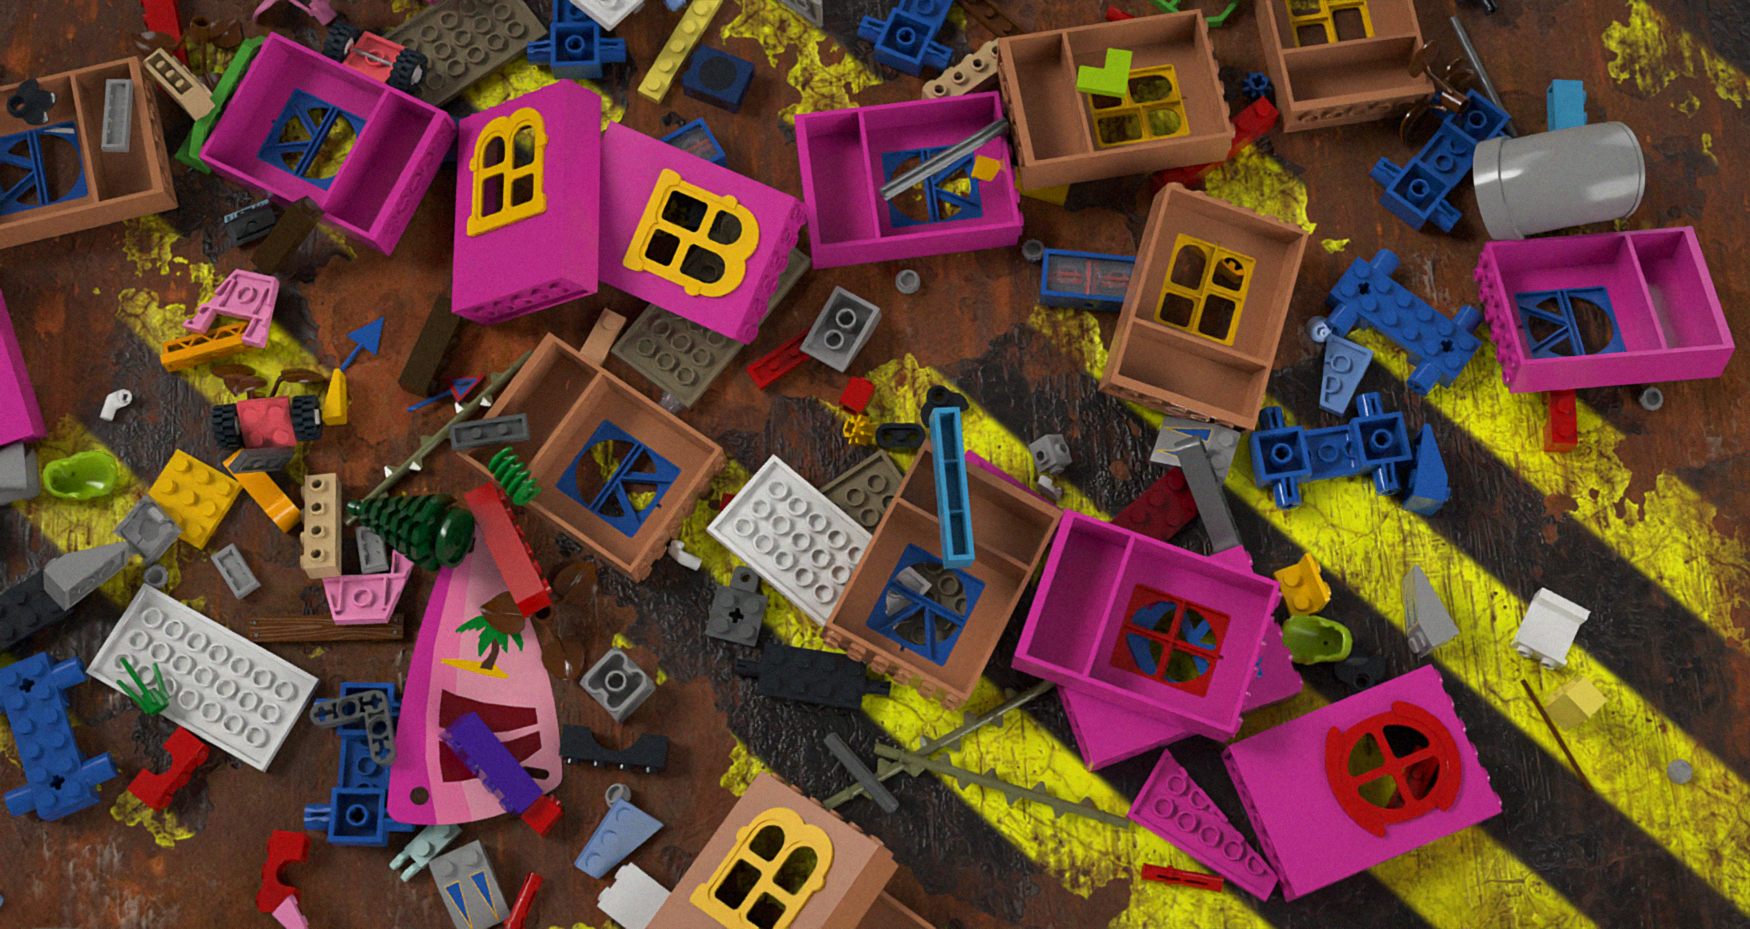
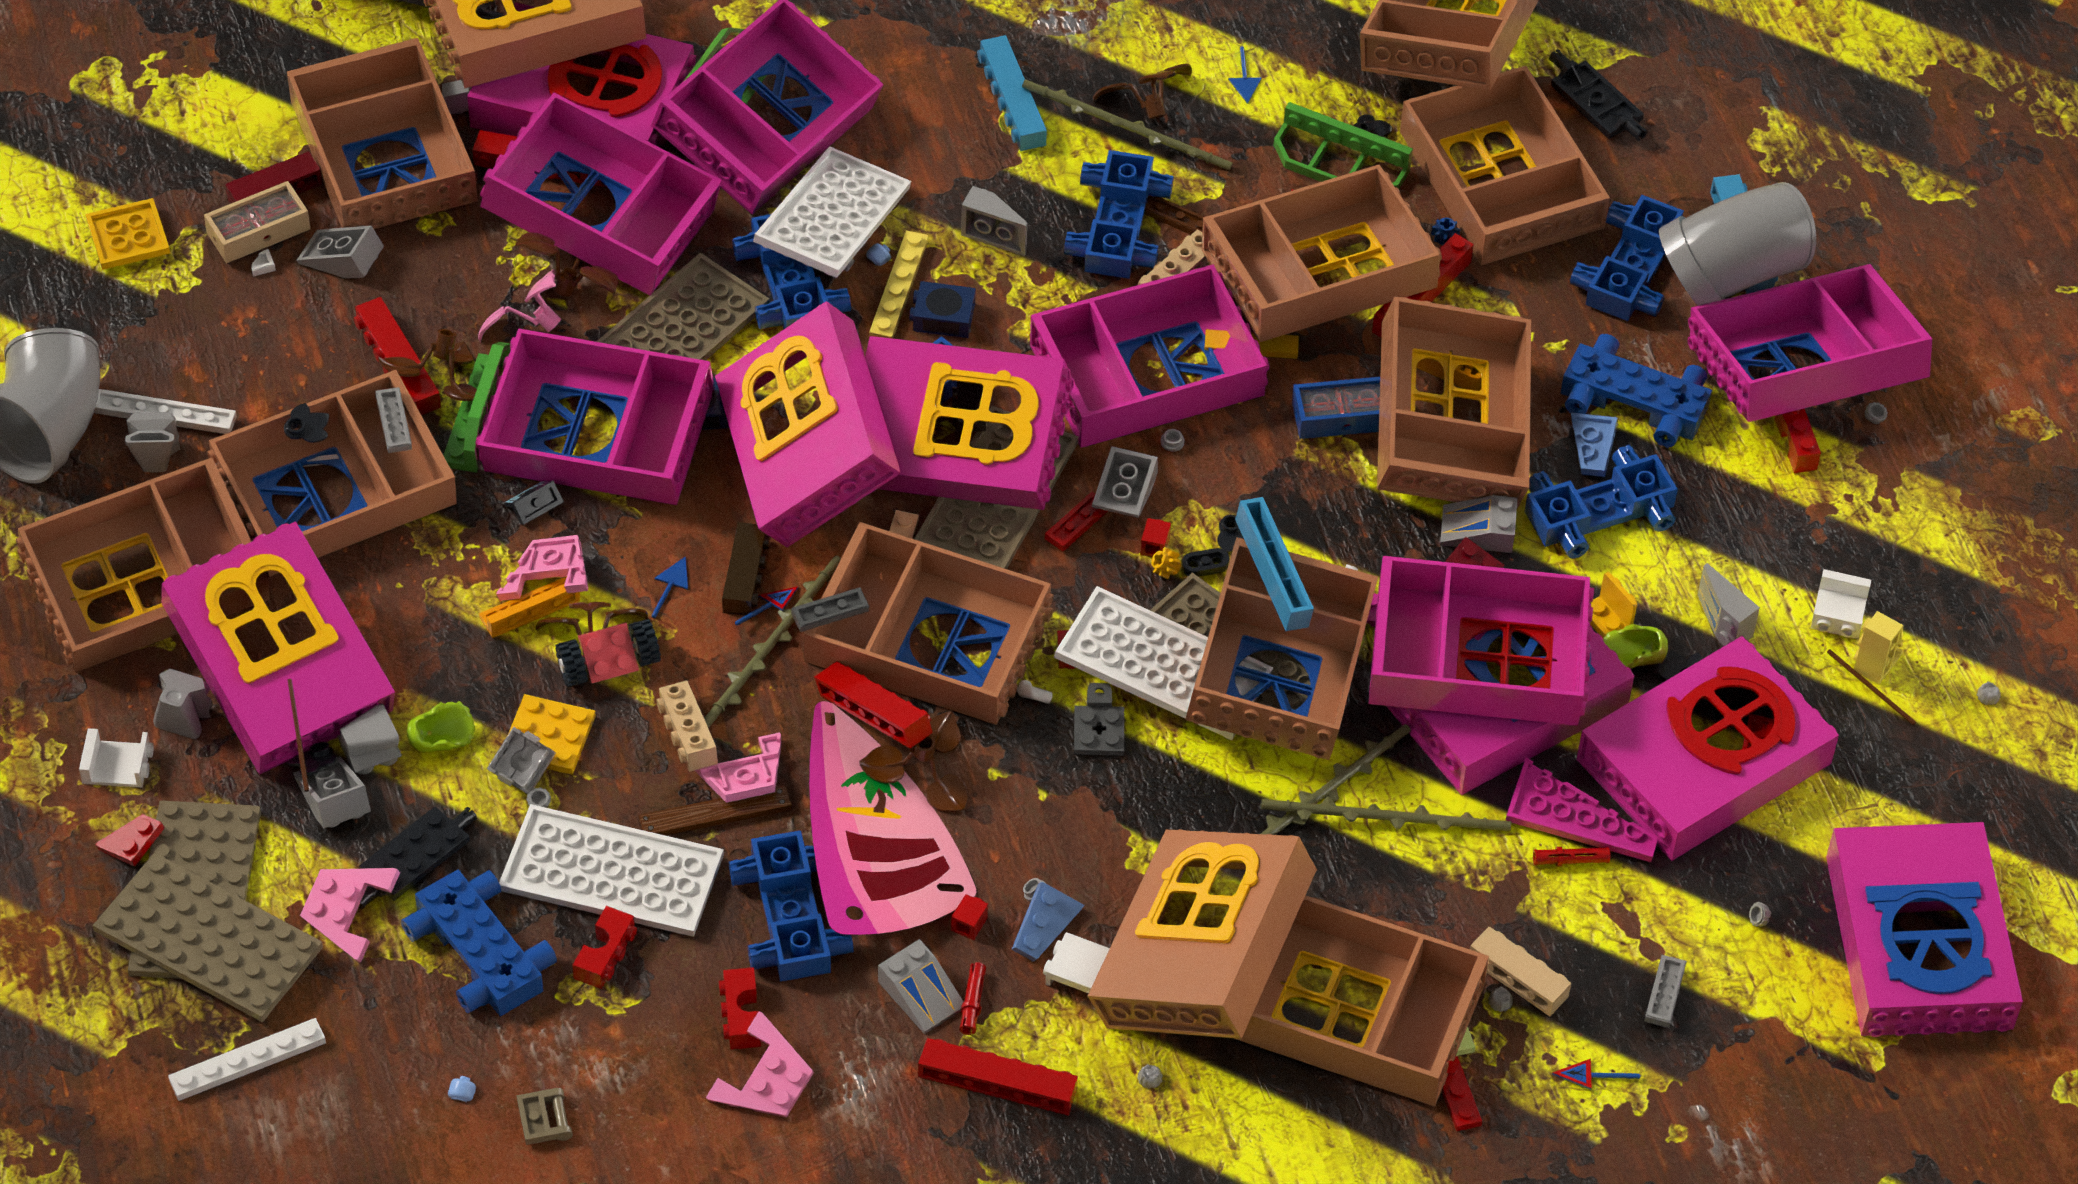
camera: 15 degrees left, 20 degrees down
(82, 572) = (476, 795): light grey slope -> none
(115, 401) = (450, 668): white arm -> none
(153, 700) = (574, 889): green plant -> none
(179, 83) = (444, 385): tan brick -> none
(235, 571) = (613, 781): light grey plate -> none
(261, 460) = (617, 677): dark grey tile -> none
(268, 496) = (635, 720): light orange beam -> none
(287, 236) = (582, 494): dark brown brick -> none
(336, 401) = (666, 631): yellow slope -> none
(371, 551) = (738, 739): light grey plate -> none
(371, 717) = (788, 855): dark grey beam -> none
(376, 57) = (647, 338): plate -> none
(420, 527) = (781, 704): dark green plant -> none
(426, 847) = (866, 964): light aqua hinge -> none
(491, 763) = (912, 873): dark purple wedge -> none
(512, 477) = (866, 638): green piece -> none
(618, 684) = (1009, 798): light grey piece -> none
(647, 753) = (991, 857): black arch -> none
(812, 676) = (1185, 762): black plate -> none
(861, 773) = (1244, 821): dark grey axle -> none
(944, 158) = (1181, 324): dark grey axle -> none
(1033, 250) = (1281, 396): light grey piece -> none
(1050, 454) = (1348, 548): light grey brick -> none
(1108, 81) = (1314, 231): lime tile -> none
(1208, 493) = (1494, 536): dark grey beam -> none
(1317, 329) = (1561, 413): light blue piece -> none
(1426, 476) = (1694, 503): blue slope -> none
(1450, 98) = (1622, 191): reddish brown plant -> none
(1480, 72) = (1634, 175): dark grey bar -> none

